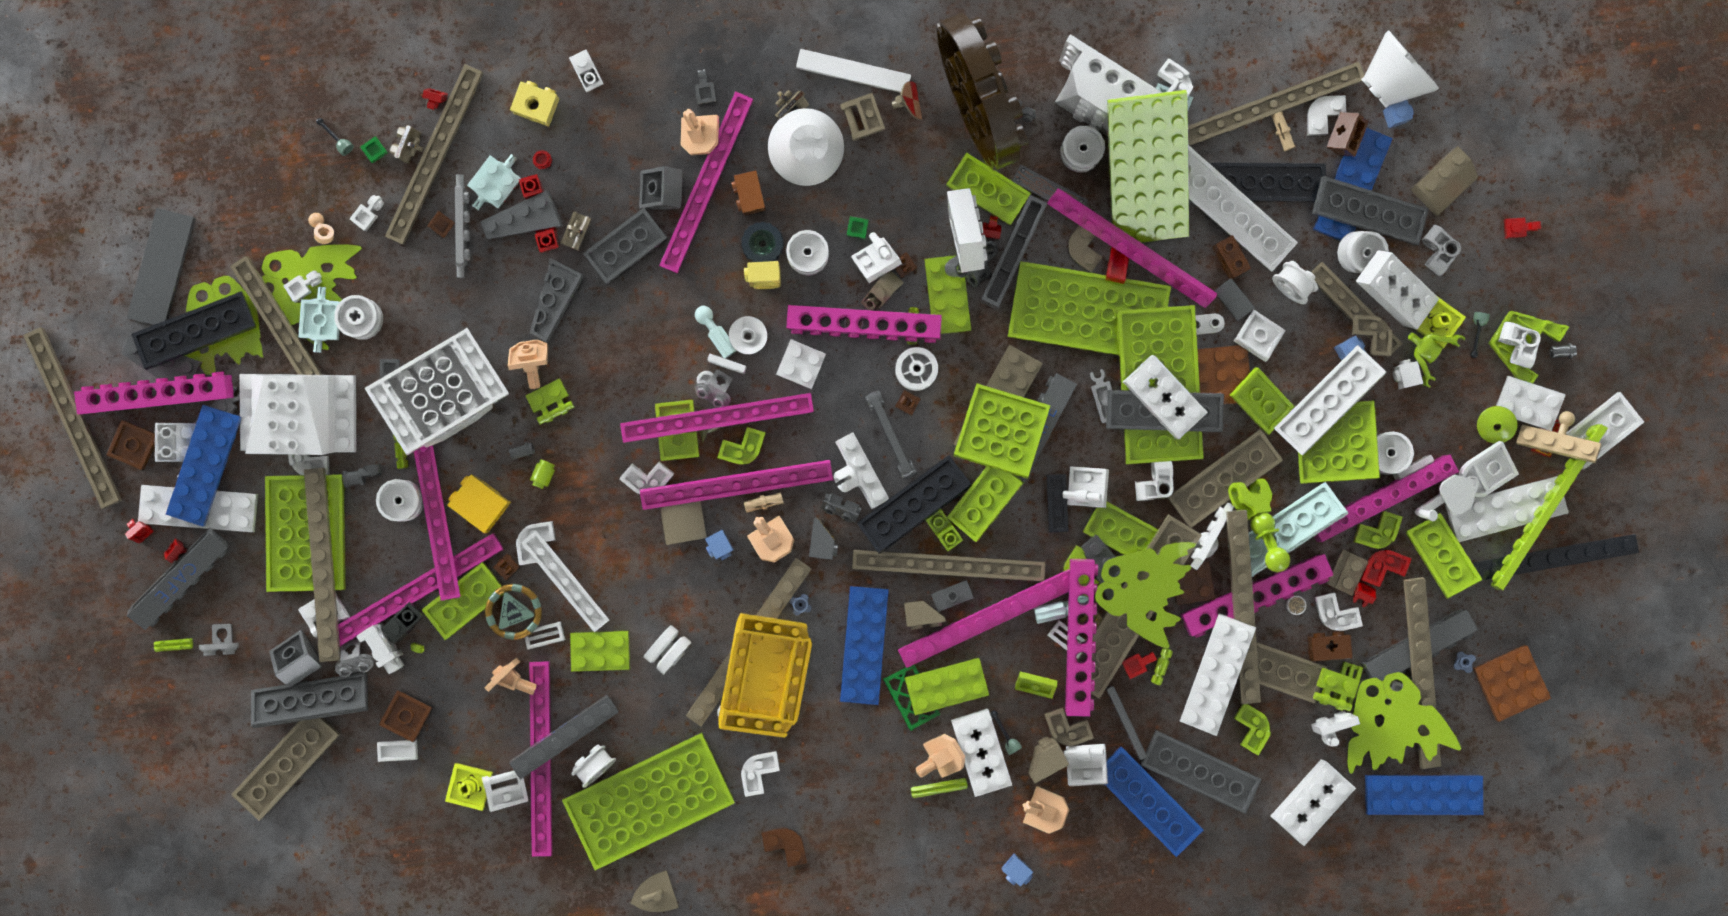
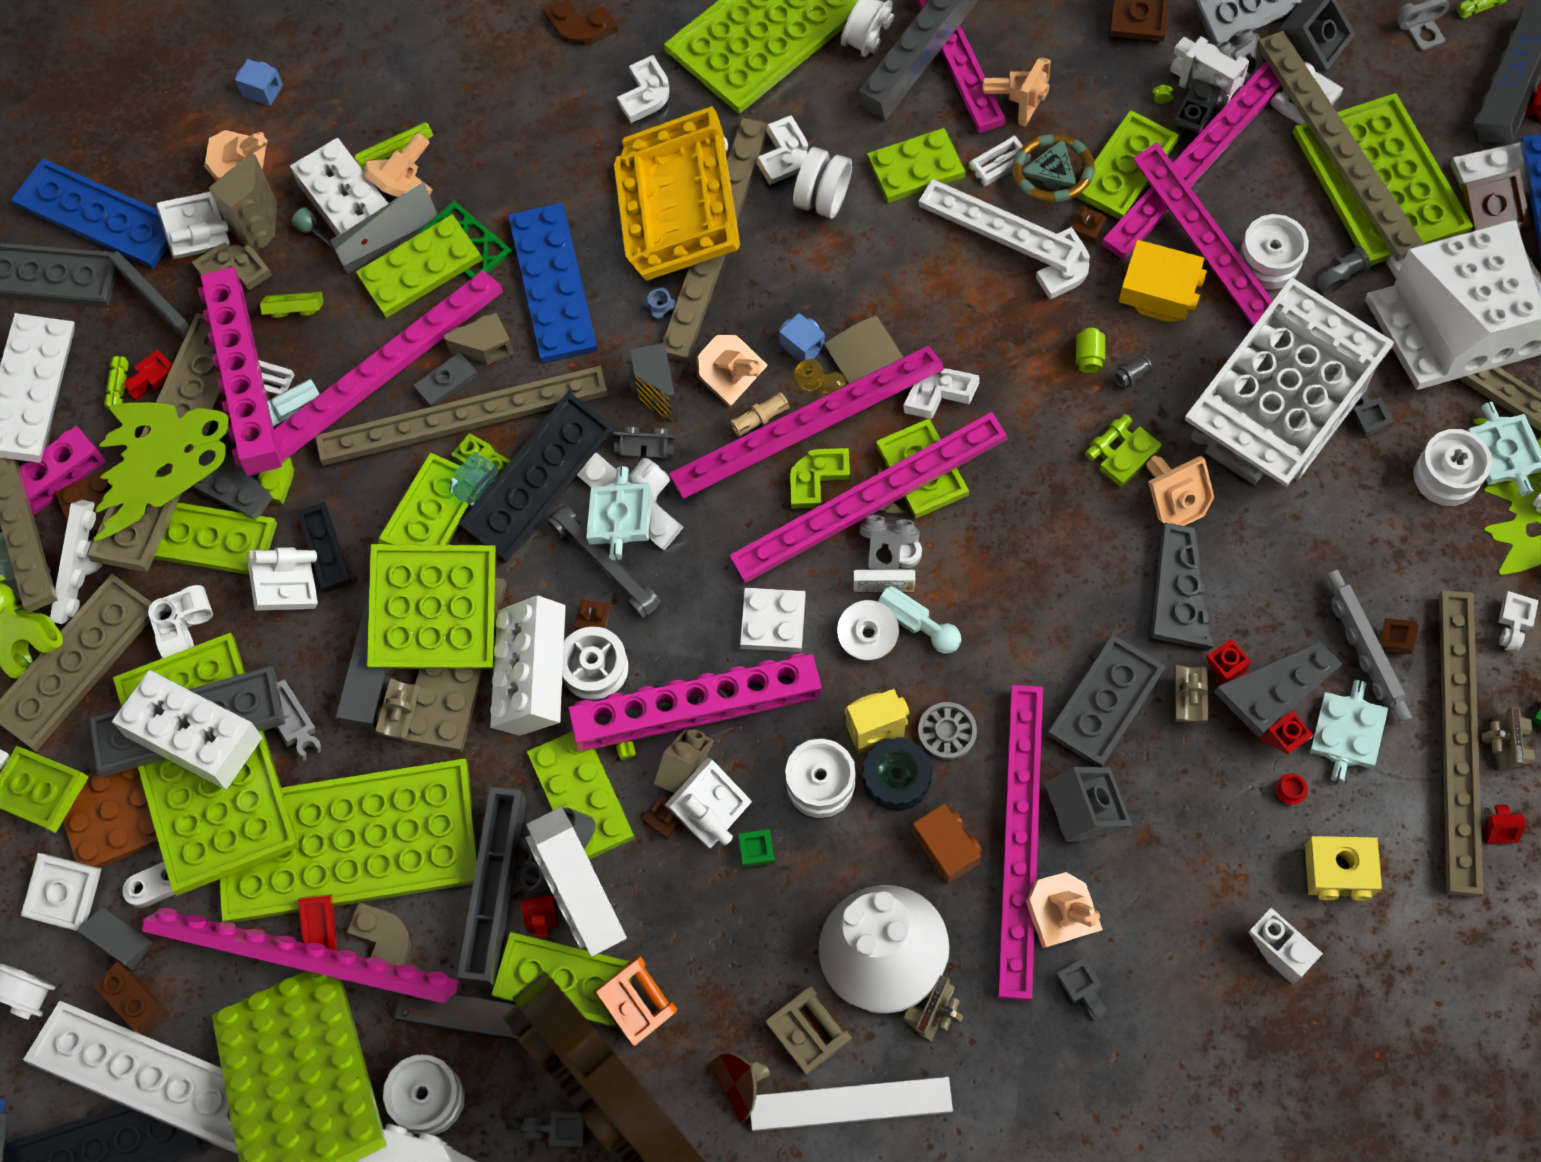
camera: 165 degrees right, 20 degrees down
(243, 485) = (1496, 200): none -> plate
(677, 689) = (789, 154): none -> white plate
(711, 508) = (830, 382): none -> clear yellow plate
(723, 261) = (947, 730): none -> light grey wheel
(872, 455) = (619, 513): none -> light aqua plate
(954, 510) = (473, 478): none -> clear light blue brick
(955, 376) = (528, 666): none -> white brick
(958, 158) = (627, 1007): none -> plate
(961, 716) = (384, 228): none -> light grey sticker
(1039, 377) = (397, 710): none -> dark tan hips

